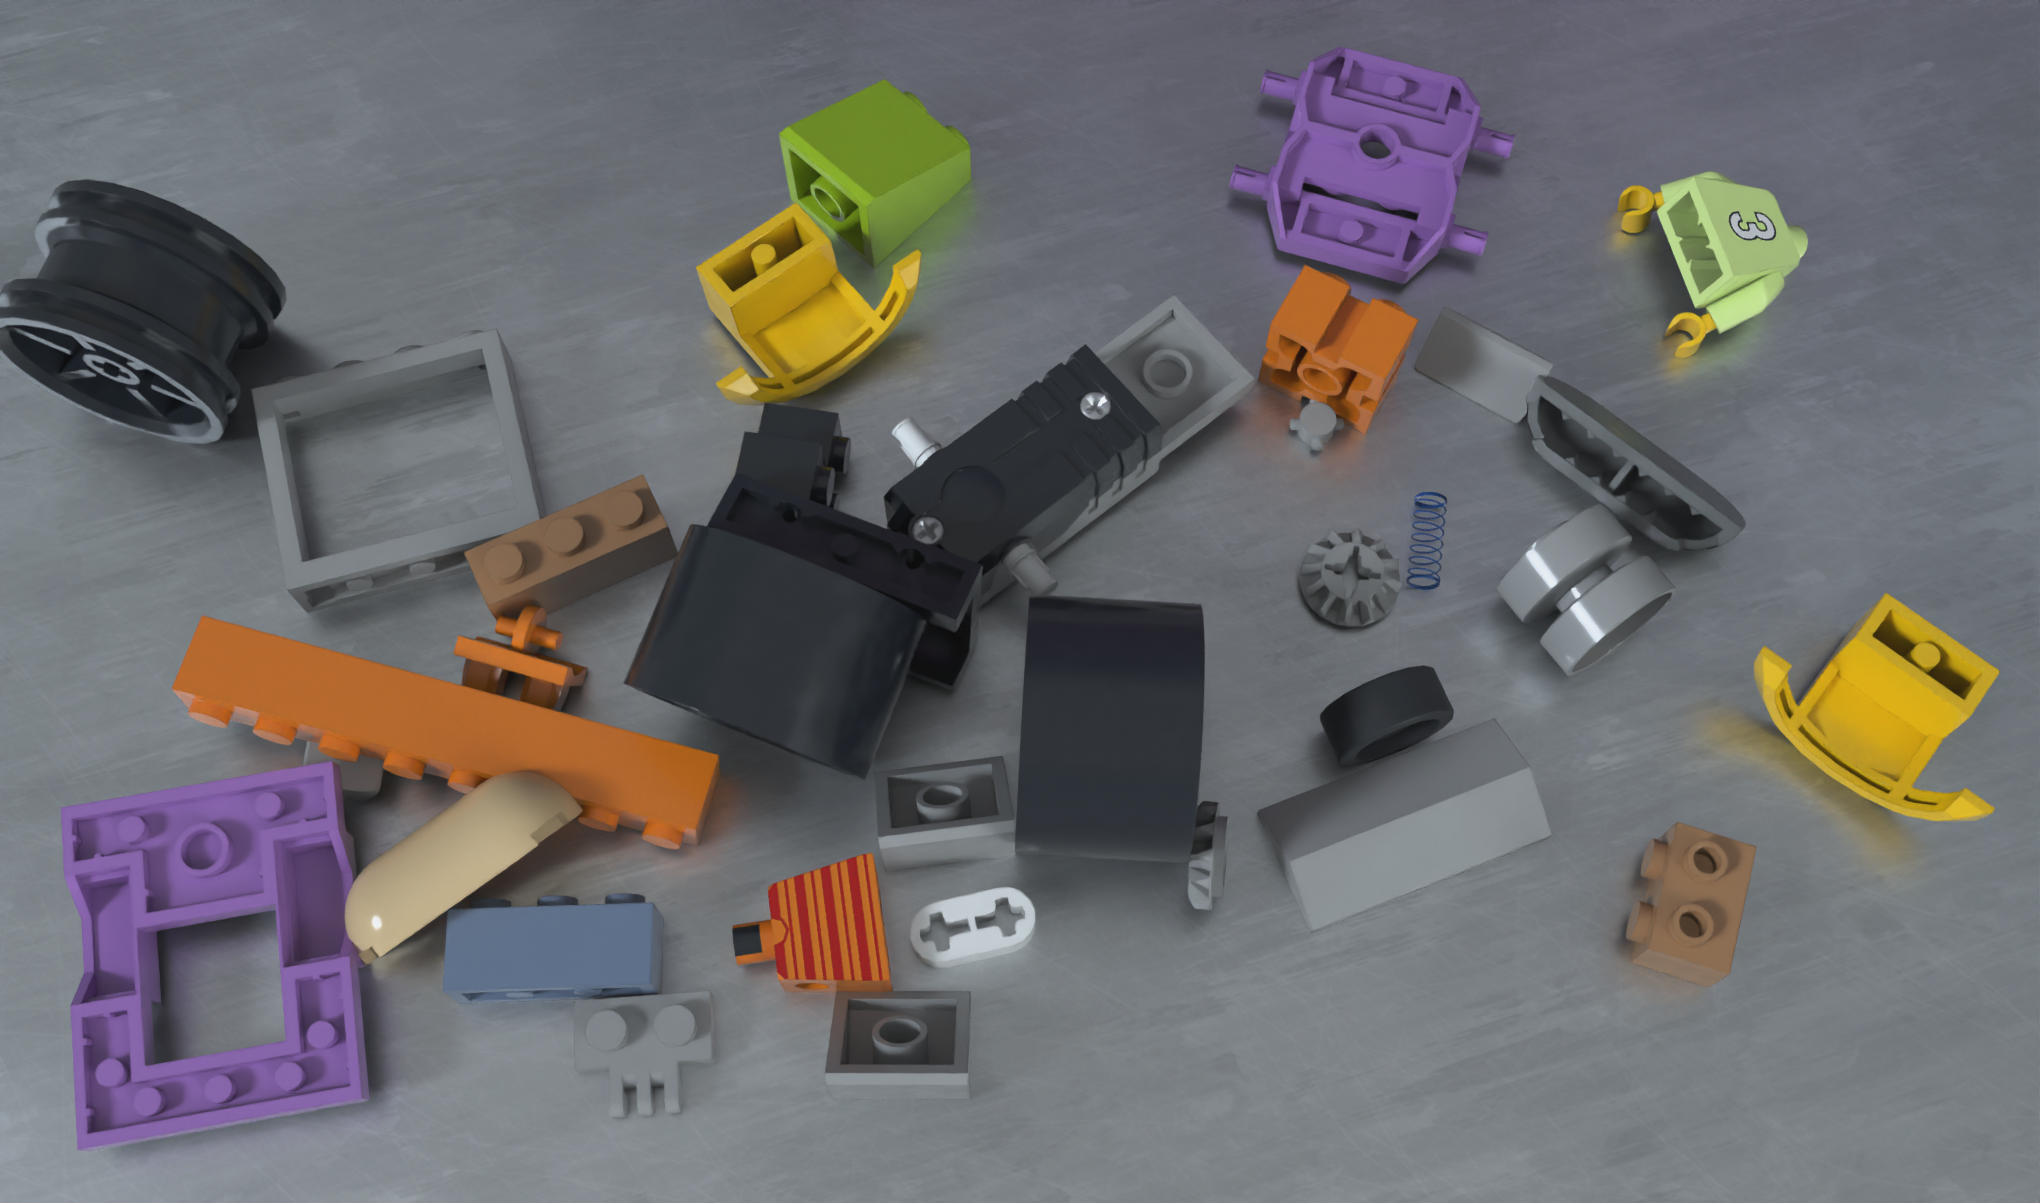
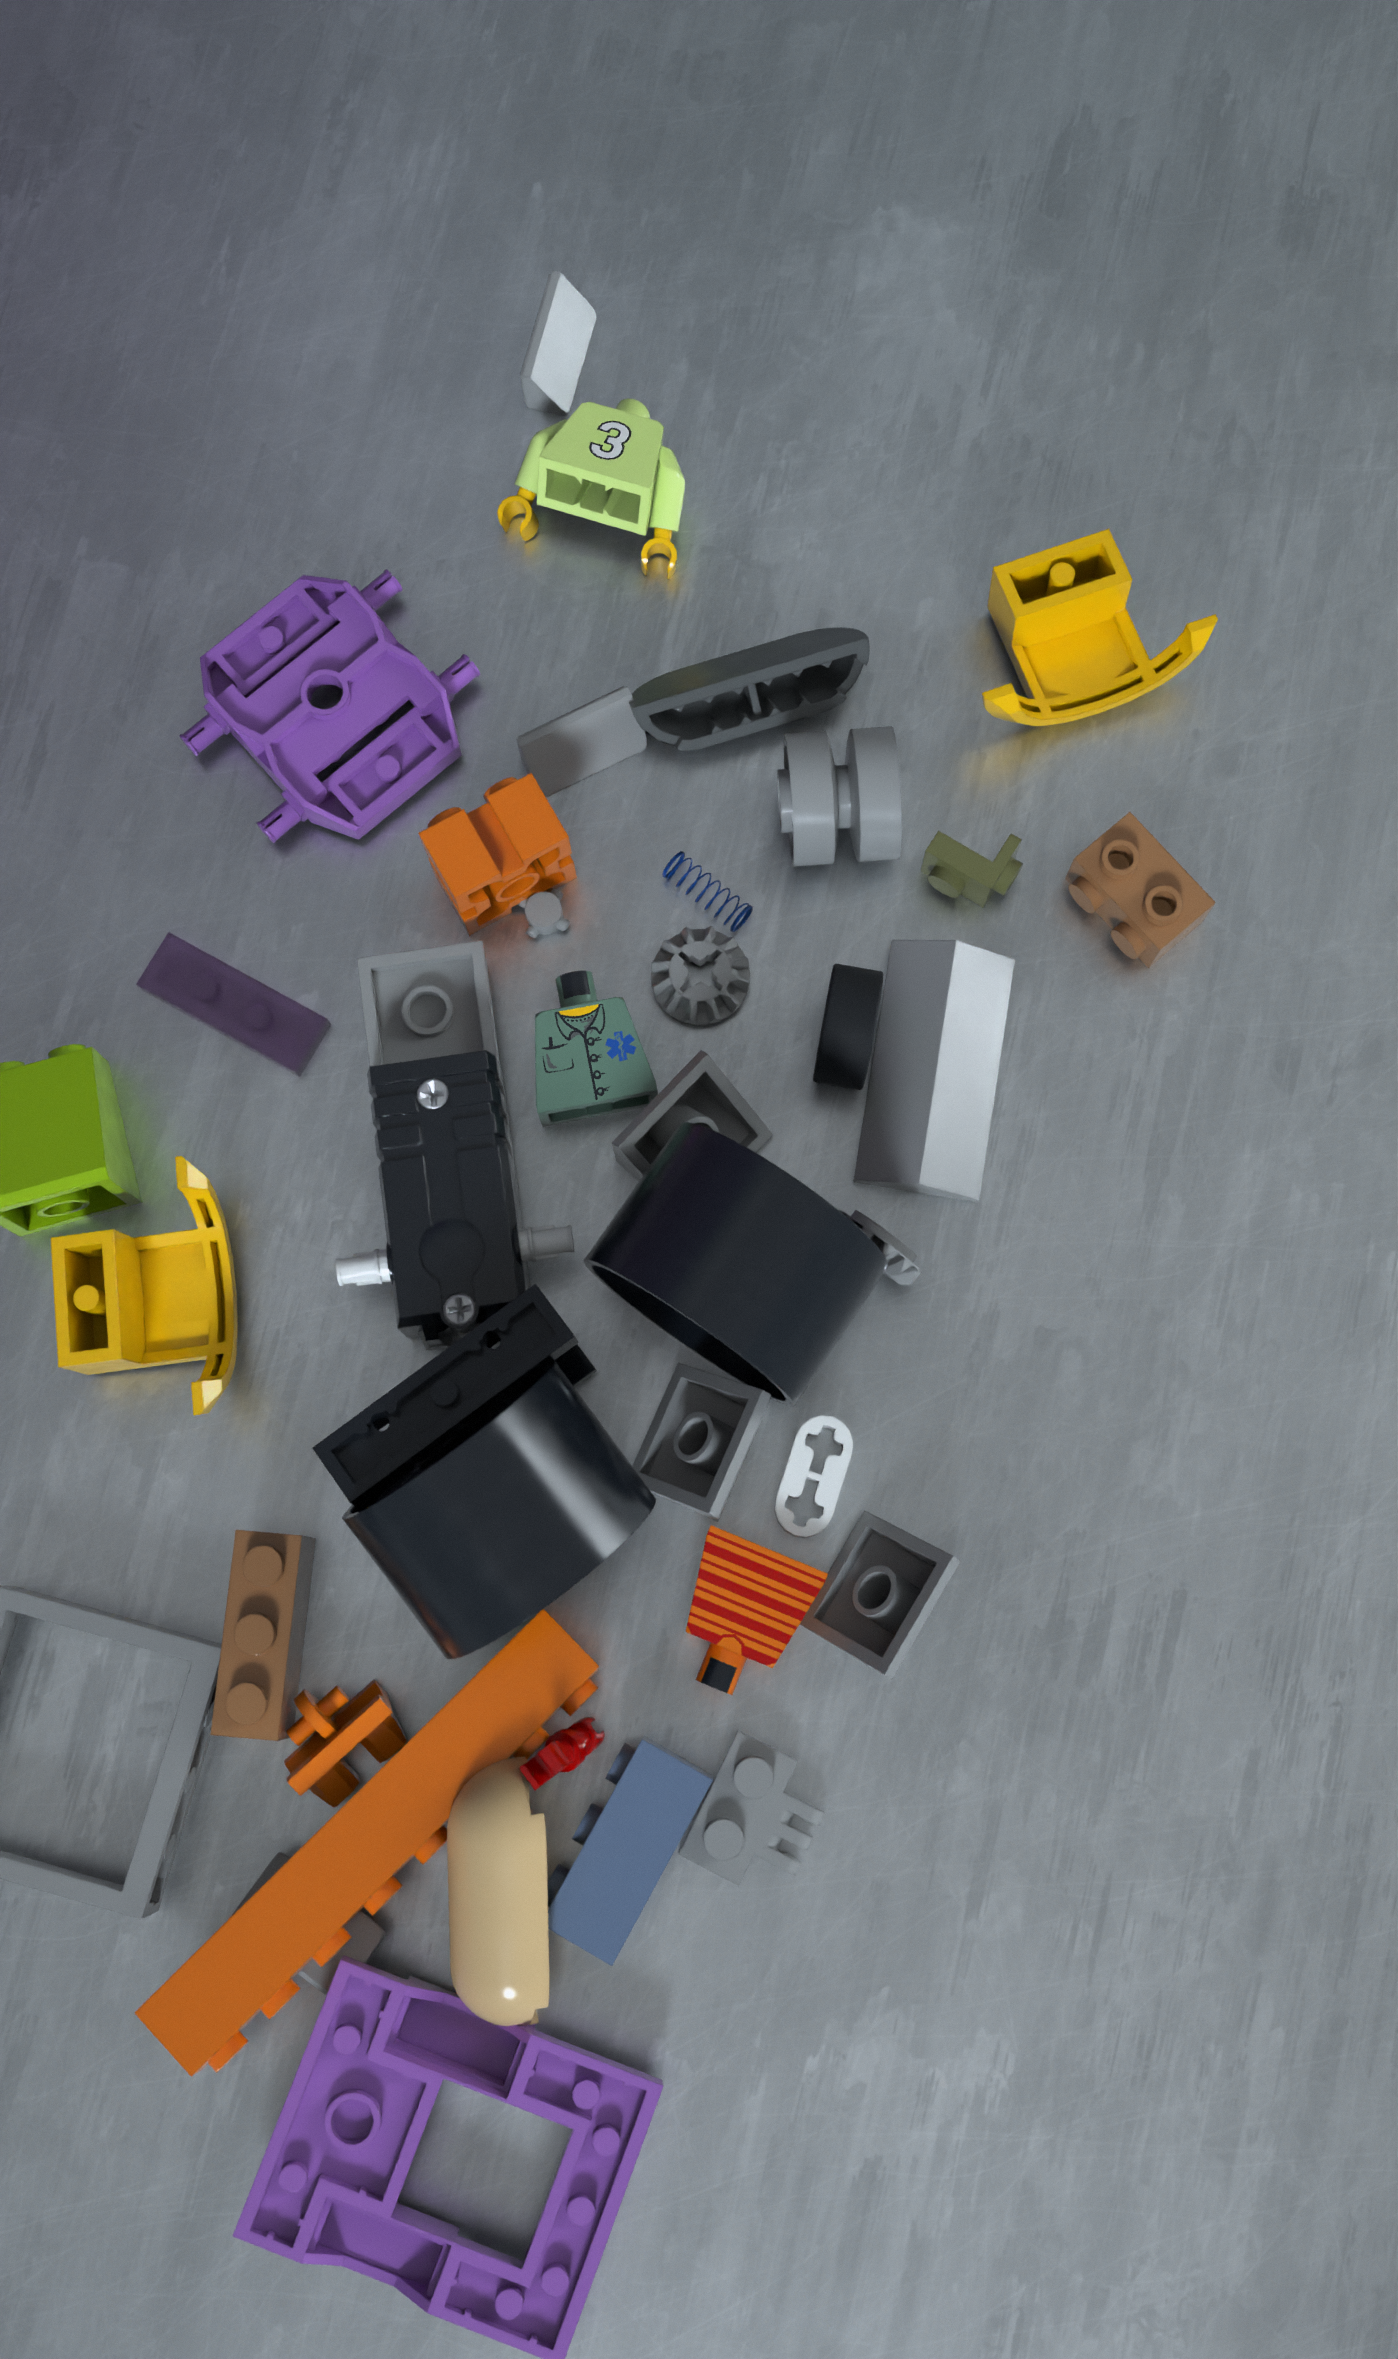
camera: 55 degrees left, 10 degrees up
(604, 843) = (562, 1752): none -> red piece
(797, 452) = (303, 1386): black brick -> none
(1078, 239) = (234, 1004): none -> clear purple tile
(1215, 525) = (588, 1056): none -> sand green torso
(1236, 639) = (695, 1096): none -> light grey slope
(1596, 736) = (961, 871): none -> olive bracket
(1804, 150) = (557, 347): none -> slope

